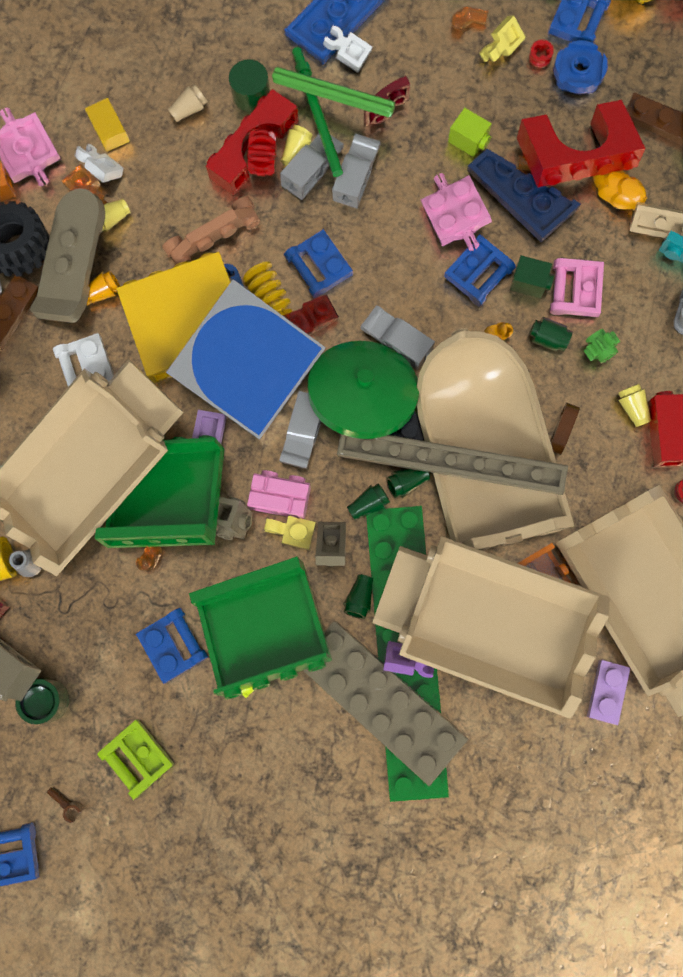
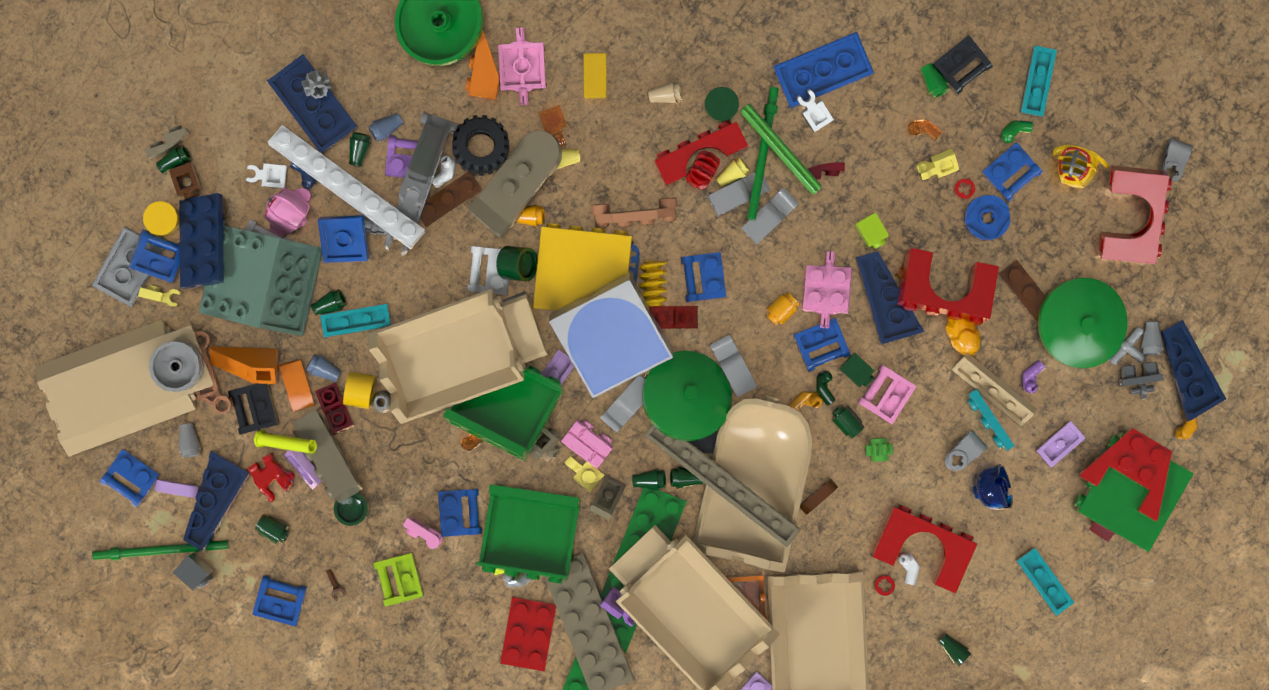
camera: 20 degrees right, 10 degrees up
(101, 166) = (573, 113): white plate -> none
(107, 338) = (517, 263): none -> dark green piece
(128, 687) = (417, 528): none -> bright pink plate
(278, 689) = (518, 581): none -> light grey arm
(317, 748) = (528, 633): none -> red plate
(359, 598) = (609, 544): dark green cone -> none
(418, 253) = (782, 308): none -> light orange brick
(506, 315) = (822, 387): none -> dark green arm
(635, 404) = (880, 504): light yellow cone -> none

